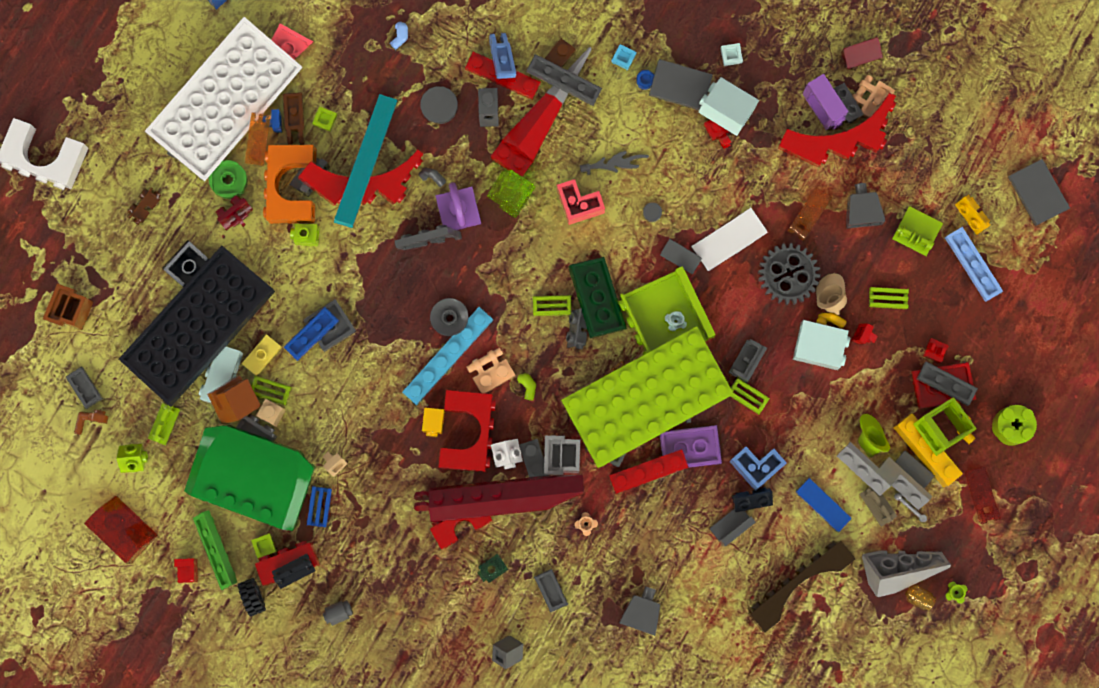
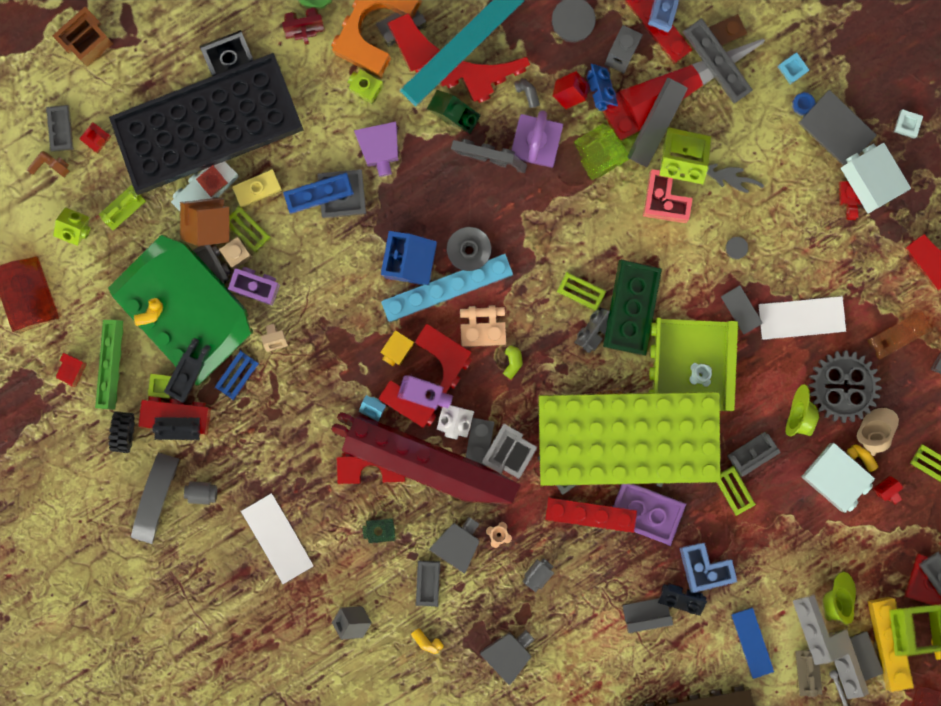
camera: 30 degrees right, 5 degrees up
(115, 381) = (95, 137): none -> red tile
(223, 366) = (212, 181): none -> clear red plate
(228, 492) = (152, 313): none -> yellow arm
(279, 523) = (187, 372): none -> black hinge
(298, 431) = (253, 286): none -> medium lavender brick
(303, 636) = (154, 497): none -> dark grey slope
(339, 274) = (379, 146): none -> medium lavender torso
(383, 219) = (453, 111): none -> dark green slope
(406, 347) = (408, 258): none -> blue slope
(416, 617) = (277, 538): none -> white sticker
(437, 477) = (372, 408): none -> medium azure plate
(463, 444) = (415, 389): none -> medium lavender torso
(464, 158) = (571, 90): none -> red panel
(482, 139) = (600, 80): none -> blue hinge
(542, 148) = (657, 122): none -> dark grey tile
(558, 548) = (457, 544): none -> dark grey torso
(573, 638) = (425, 644): none -> yellow arm
(575, 153) = (686, 144): none -> lime window
(632, 538) = (538, 574): none -> dark grey brick
(769, 310) = (803, 414): none -> lime piece

